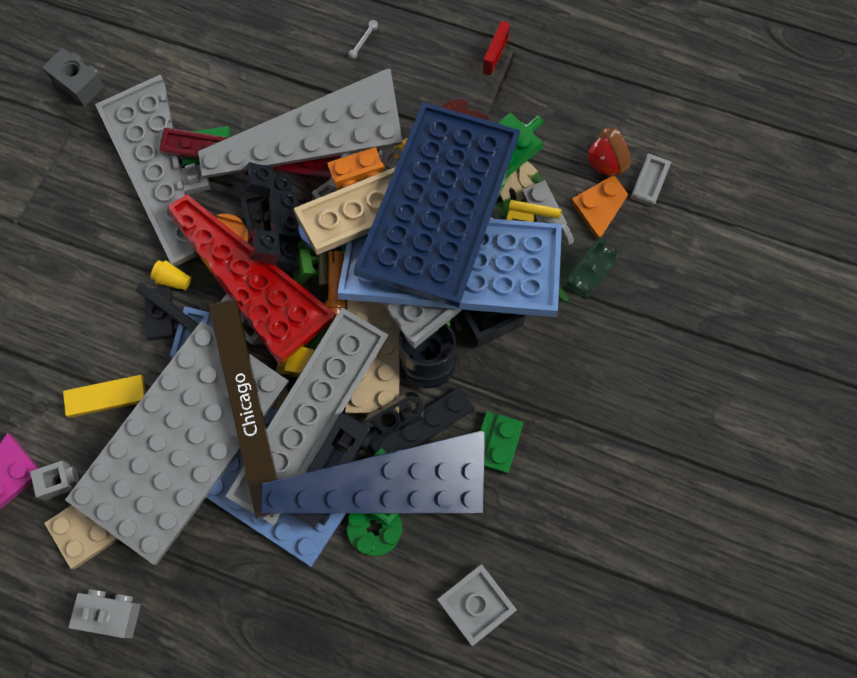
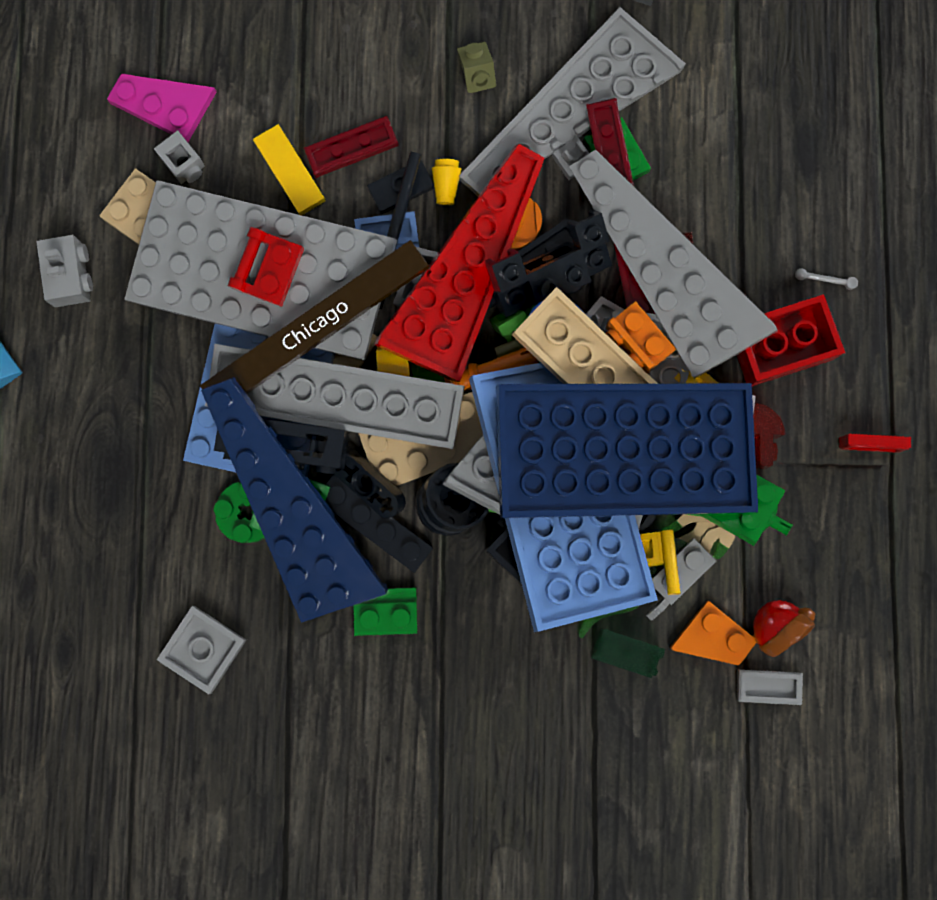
camera: 65 degrees right, 10 degrees up
(90, 221) = (477, 67): none -> olive bracket
(108, 341) = (351, 146): none -> dark red tile
(186, 423) = (275, 271): none -> red plate
(406, 62) = (802, 341): none -> red brick

